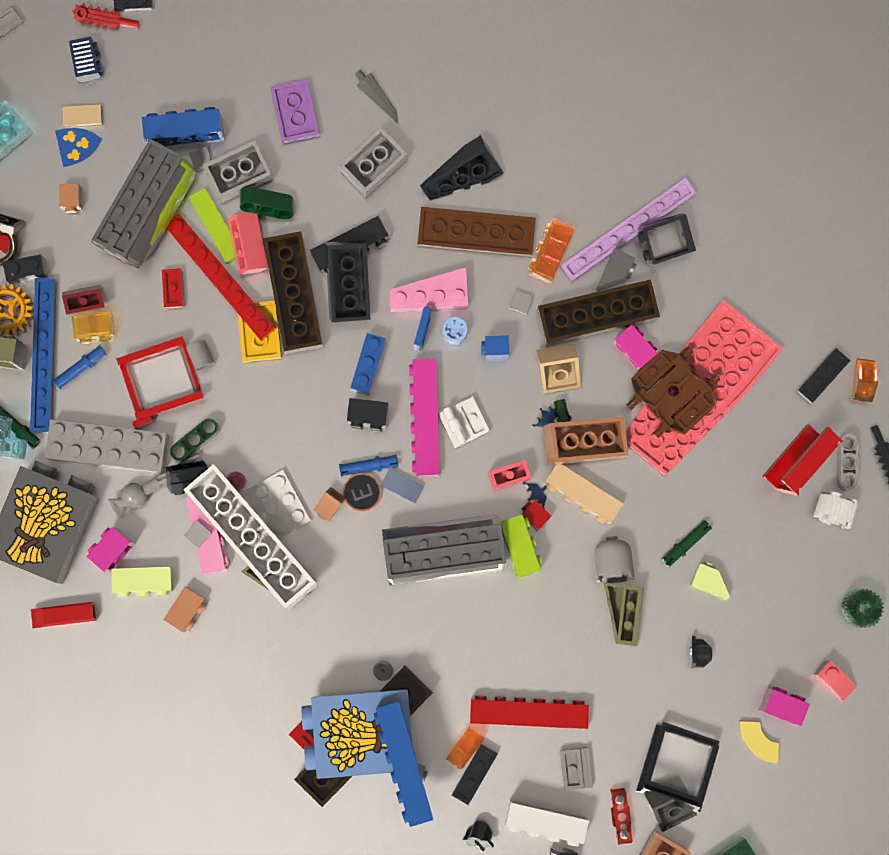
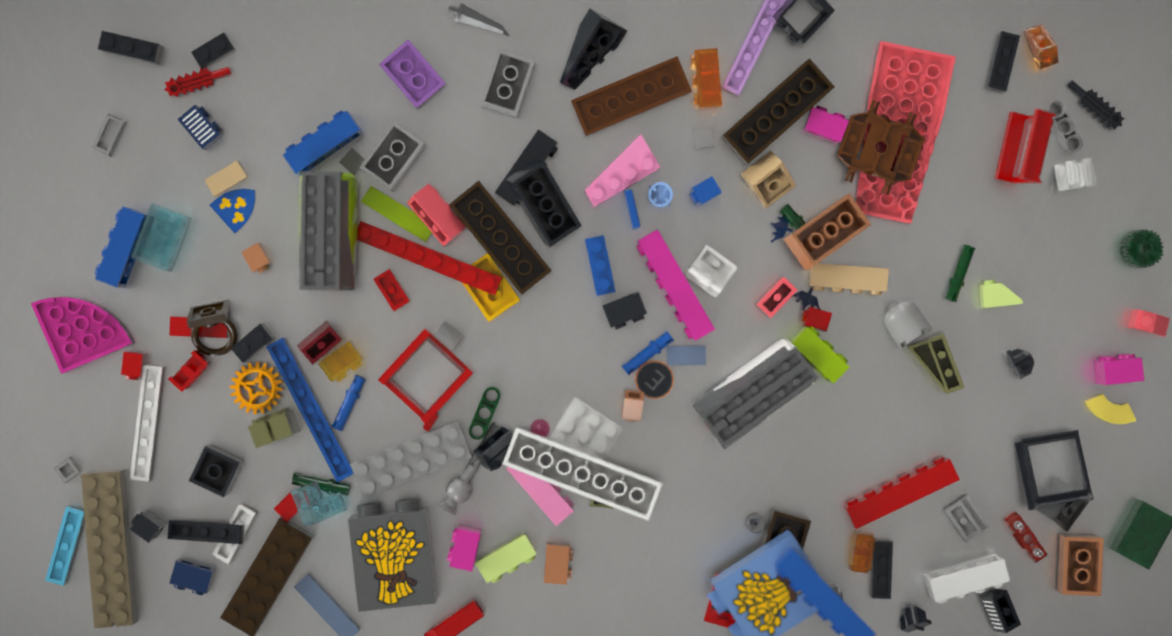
camera: 30 degrees left, 5 degrees up
(197, 534) = (533, 494): light grey tile -> none
(266, 203) = (433, 170): dark green beam -> none
(617, 270) = (773, 64): dark grey slope -> none

